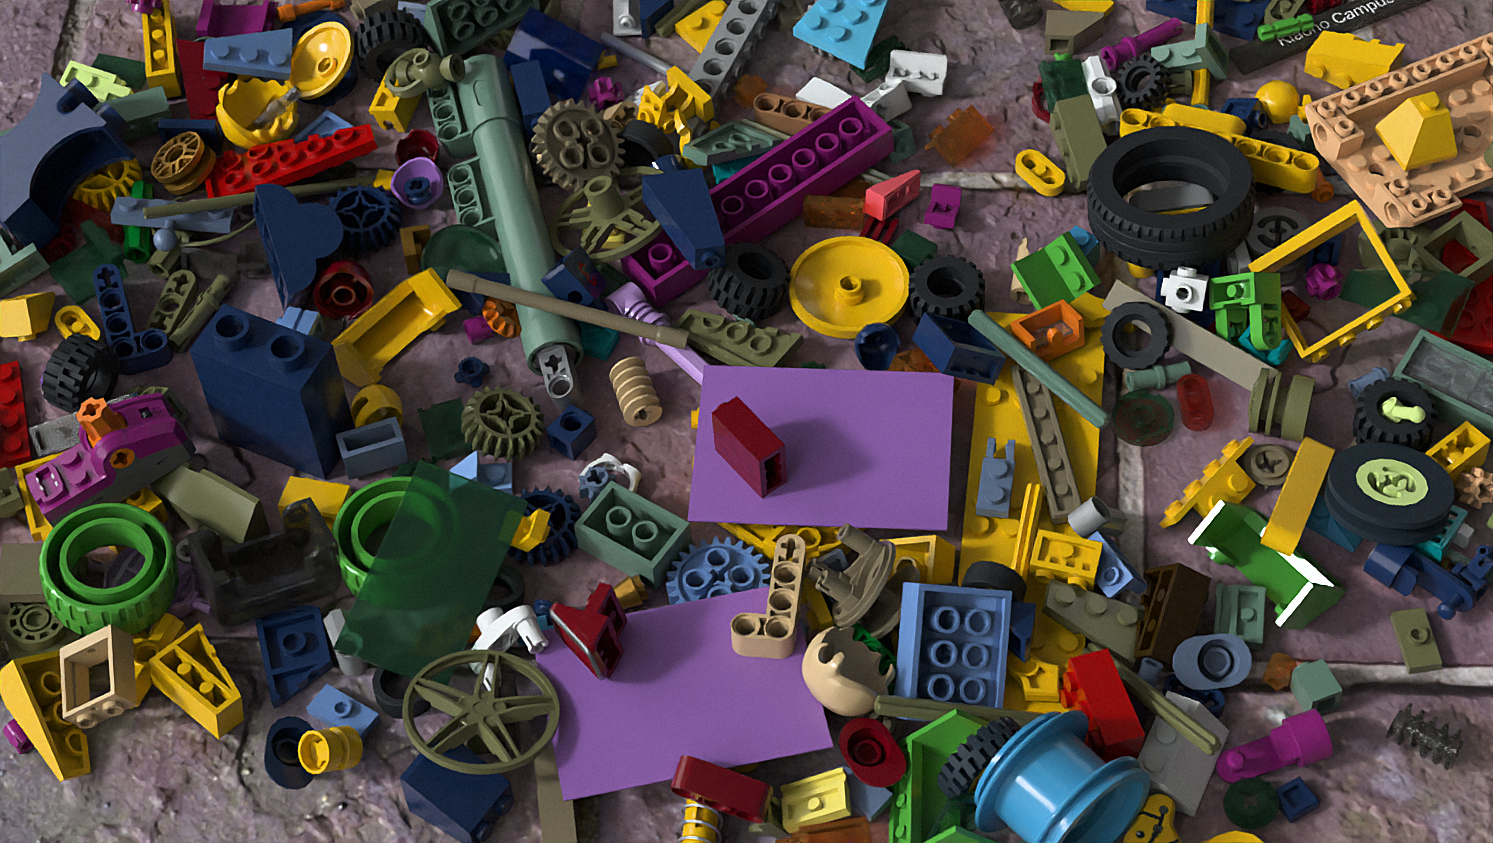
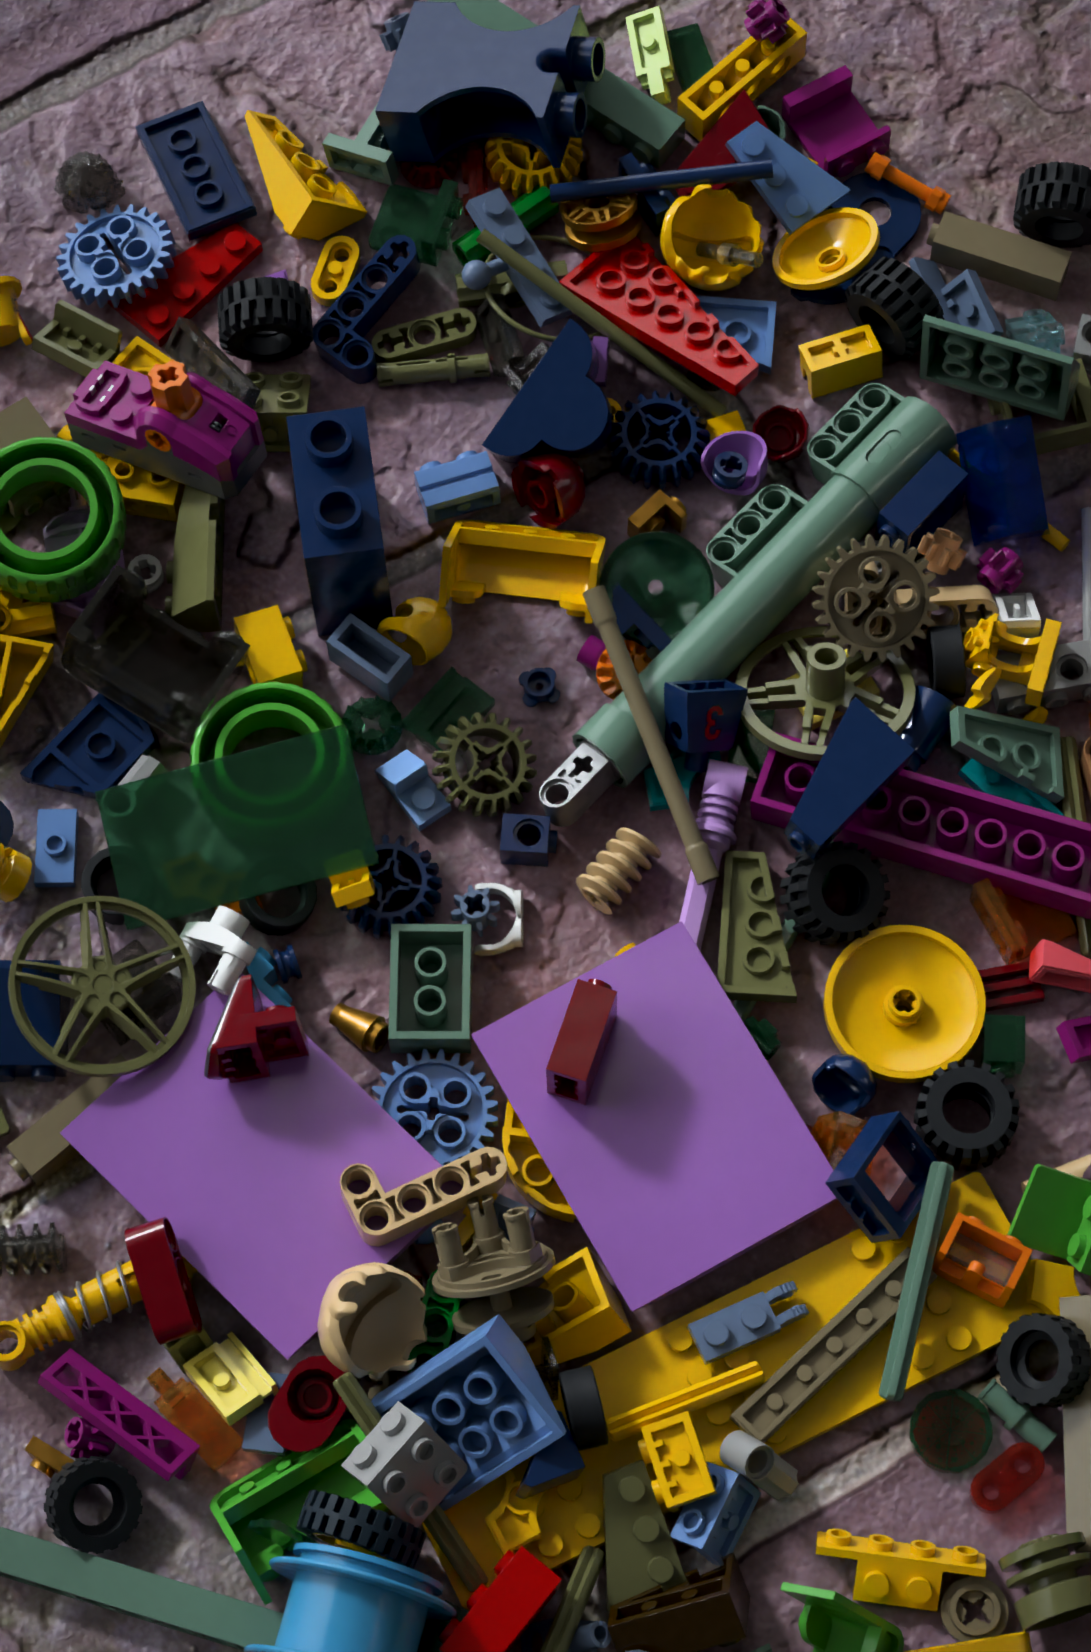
camera: 55 degrees right, 15 degrees up
(196, 111) = (661, 181): none -> dark blue piece
(425, 72) = (875, 370): olive piece -> none
(960, 695) = (406, 1465): none -> light grey bracket

